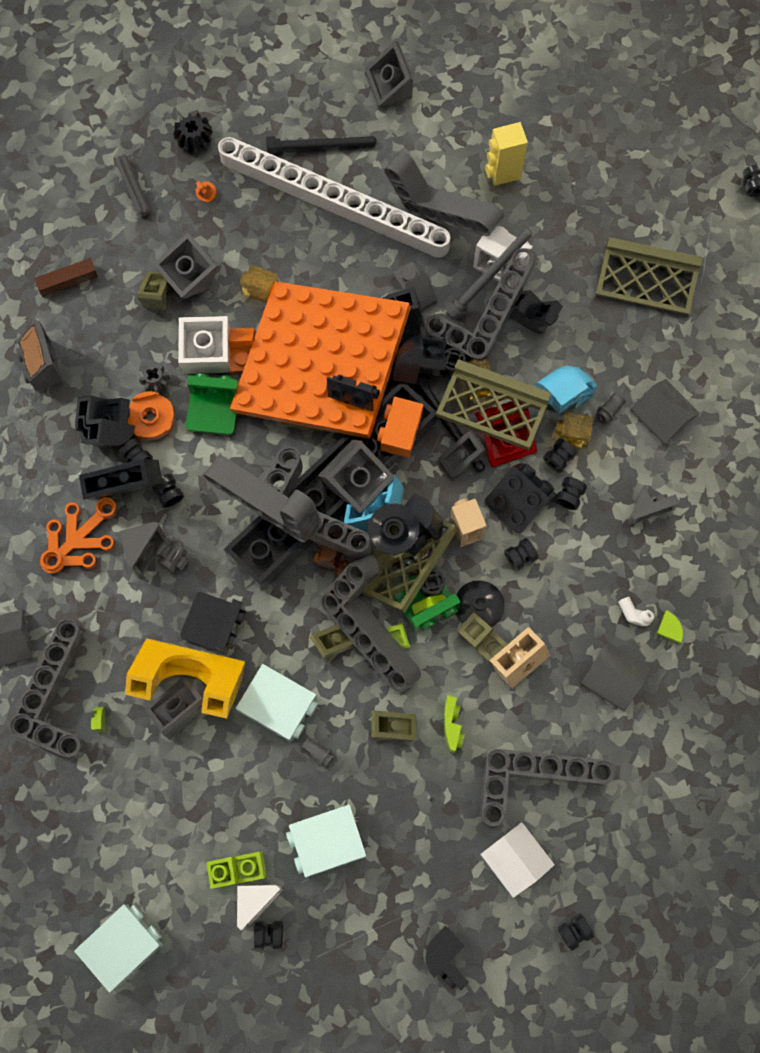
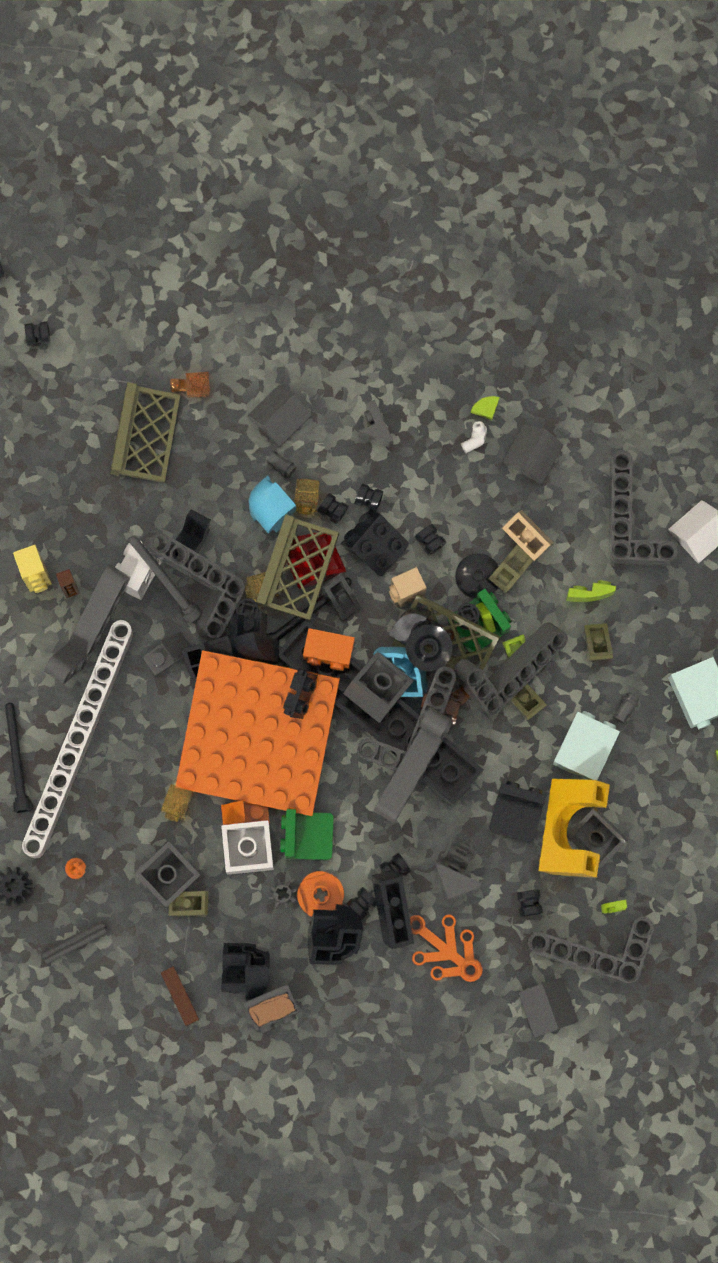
camera: 95 degrees left, 5 degrees up
(80, 333) = (245, 969): none -> black brick
(113, 627) = (529, 902): none -> black wheel
(490, 185) = (67, 583): none -> reddish brown piece
(700, 329) = (195, 384): none -> clear orange plate

